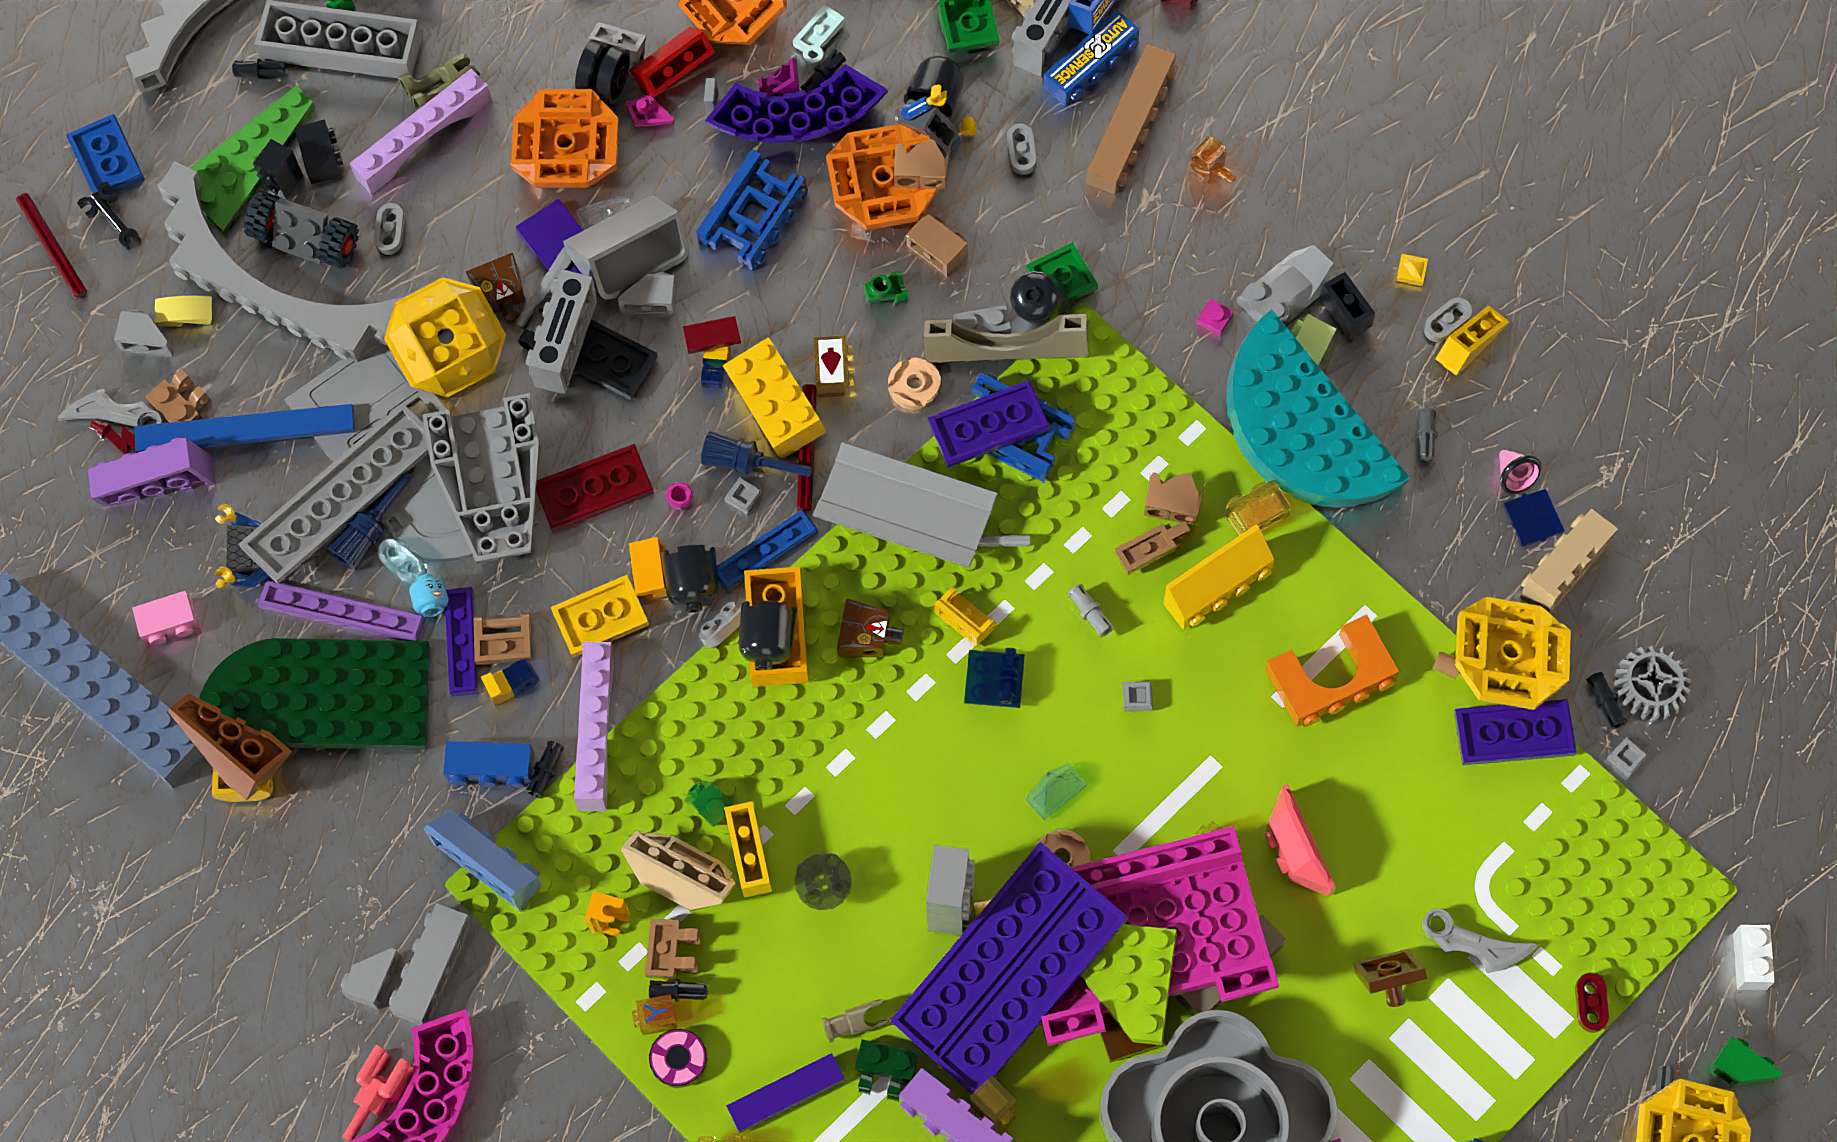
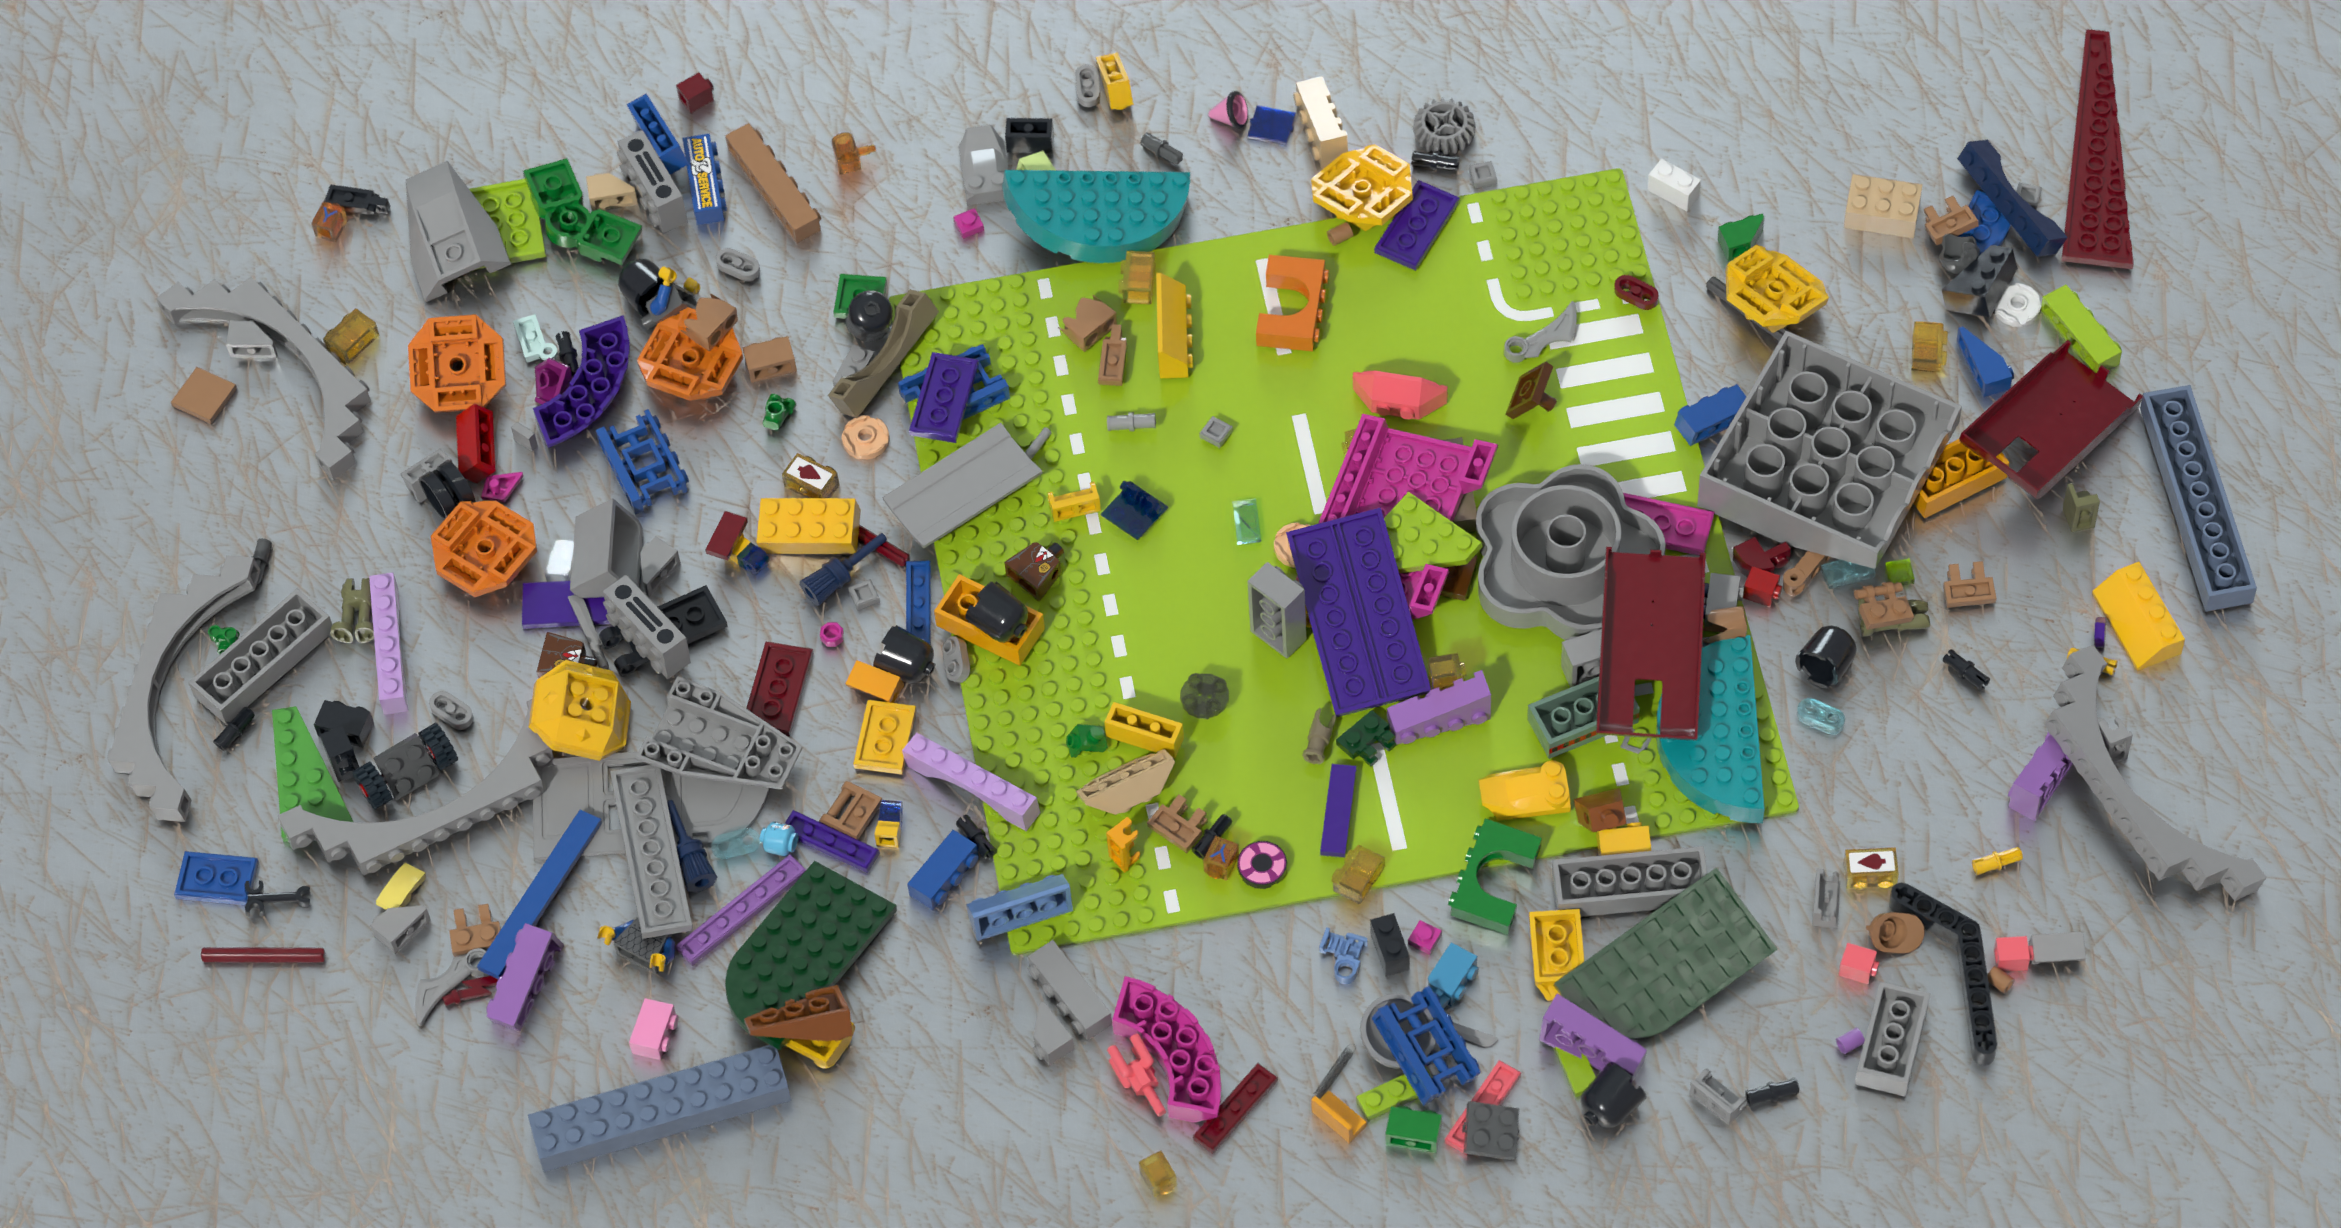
camera: 55 degrees left, 10 degrees down
(1412, 269) = (1031, 85): yellow tile -> none

